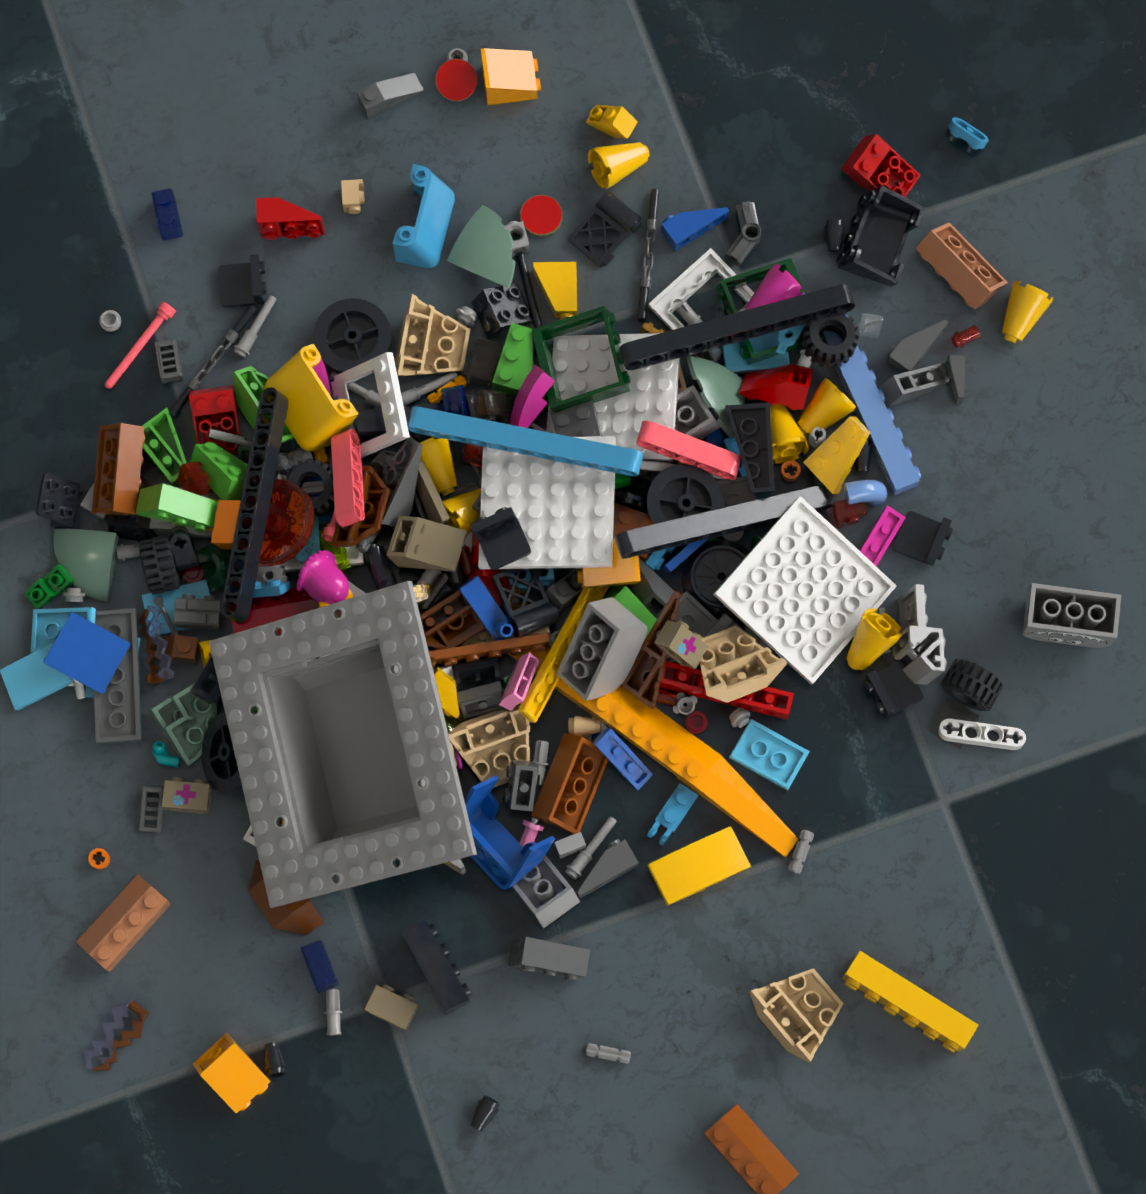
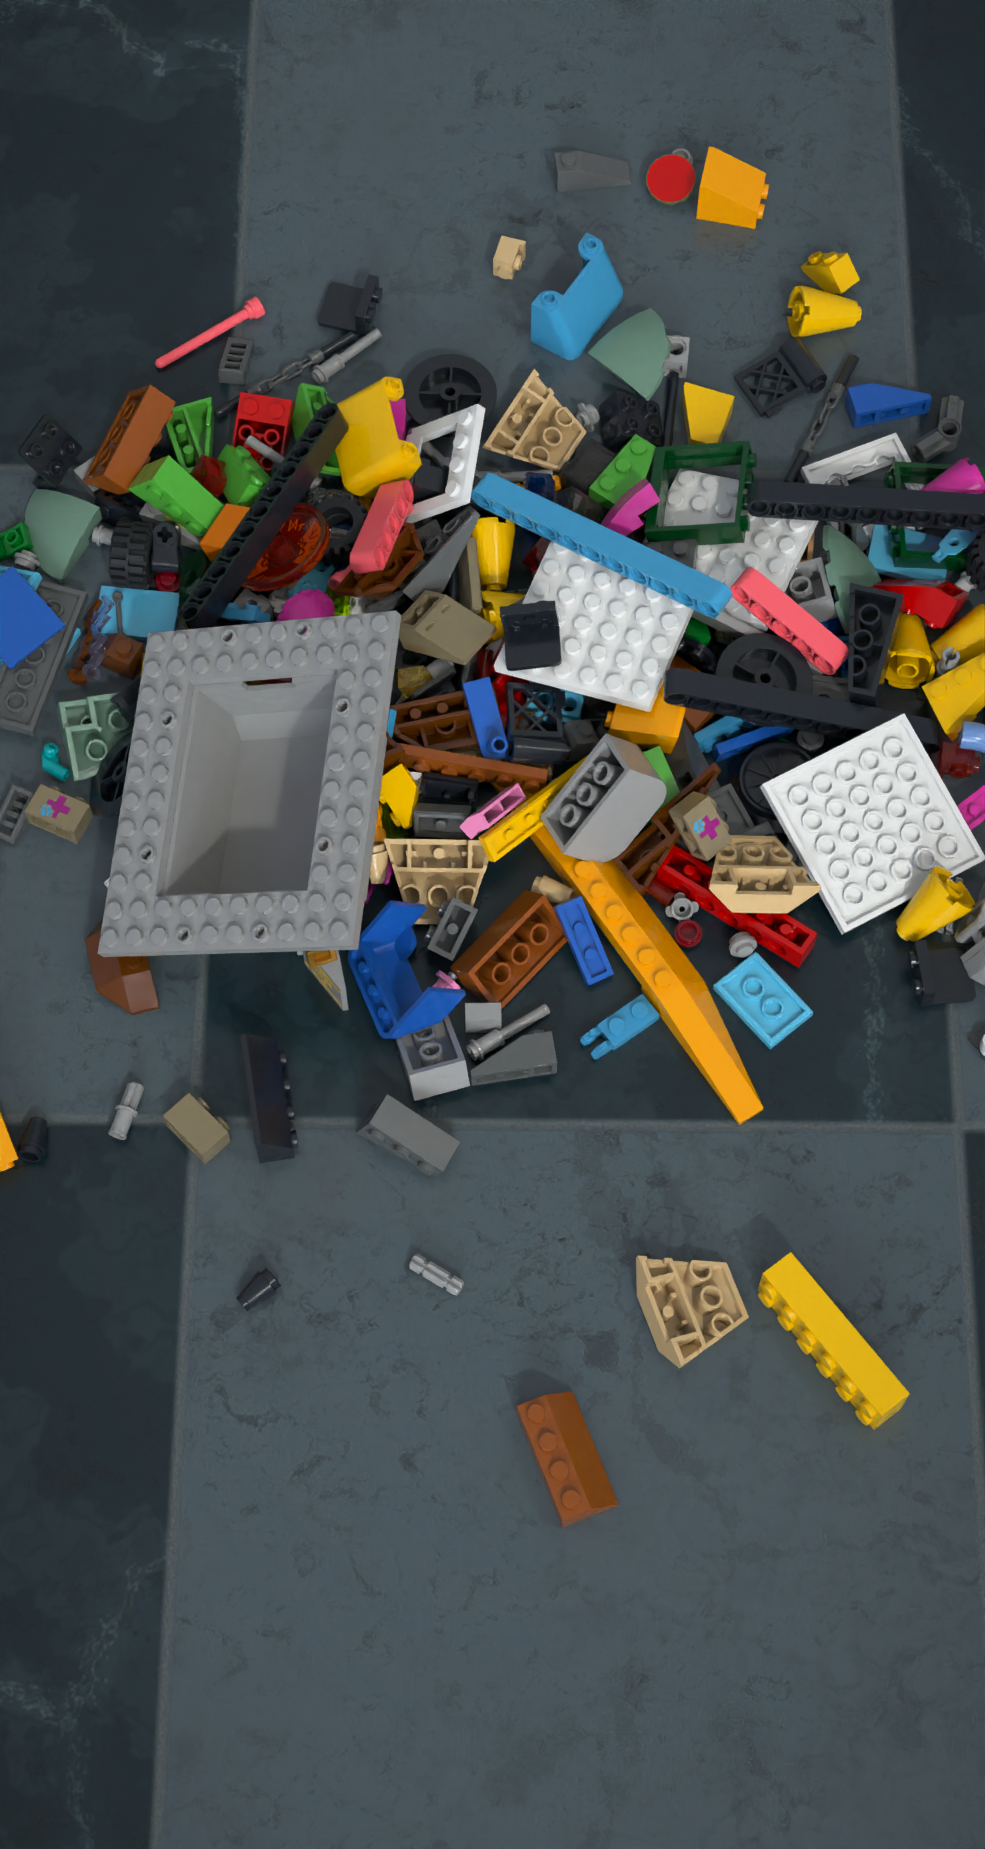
camera: 20 degrees right, 10 degrees down
(110, 320) = (189, 299): light grey plate -> none
(167, 214) = (296, 213): clear blue brick -> none
(198, 612) = (151, 616): dark grey brick -> none
(284, 219) = (424, 255): red slope -> none
(319, 966) = (132, 1050): clear blue brick -> none
(540, 760) = (485, 914): light grey axle -> none
(541, 215) = (713, 344): red tile -> none
(699, 866) = (629, 1094): yellow slope -> none
(794, 465) = (910, 694): orange bush -> none
(801, 851) = (760, 1122): light grey axle -> none

